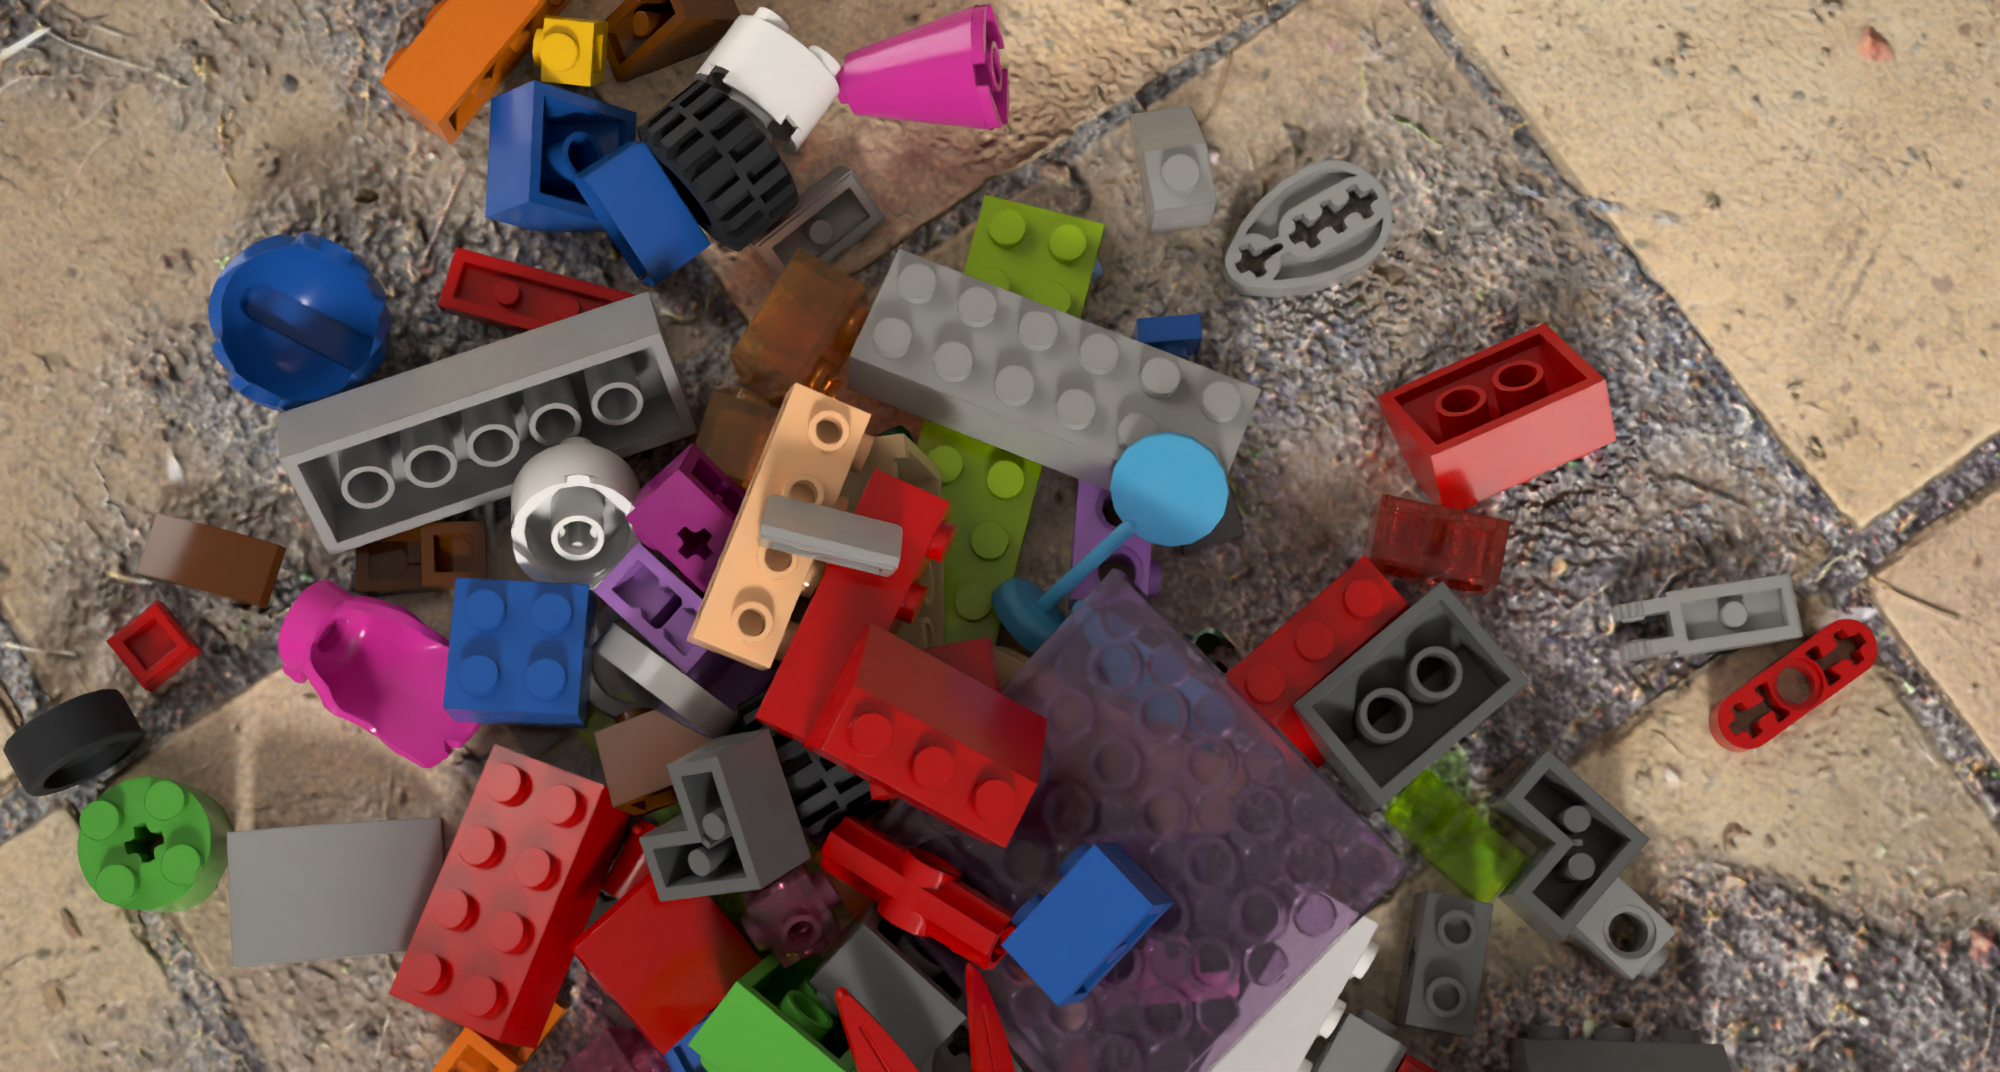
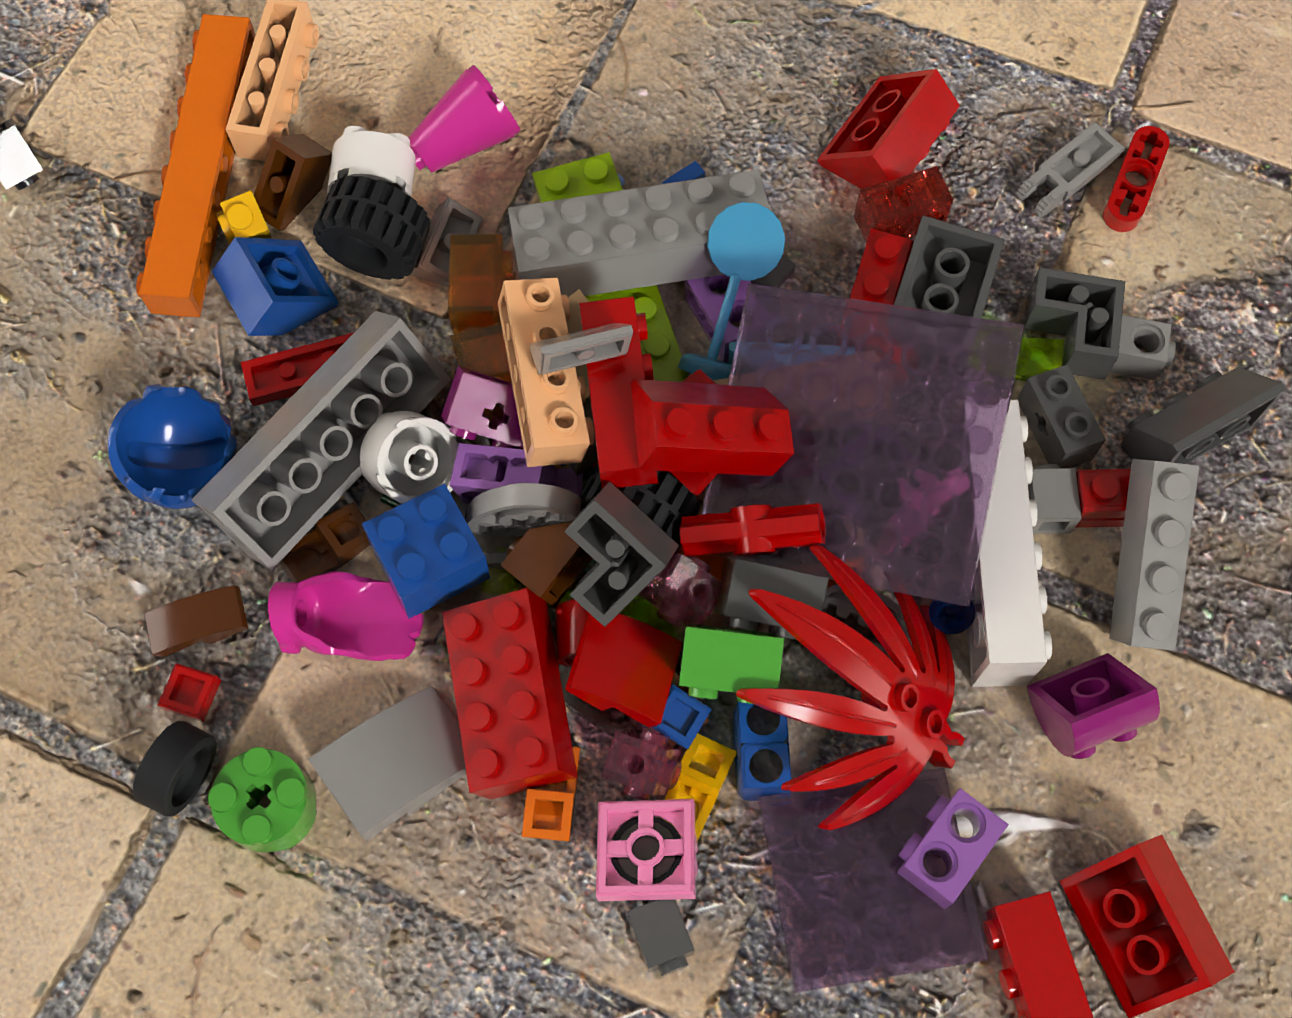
camera: 30 degrees left, 10 degrees down
(641, 211) = (341, 279): blue piece -> none
(1085, 921) = (862, 475): blue brick -> none
(1173, 169) = (630, 105): light grey slope -> none
(1300, 199) = (708, 86): light grey piece -> none

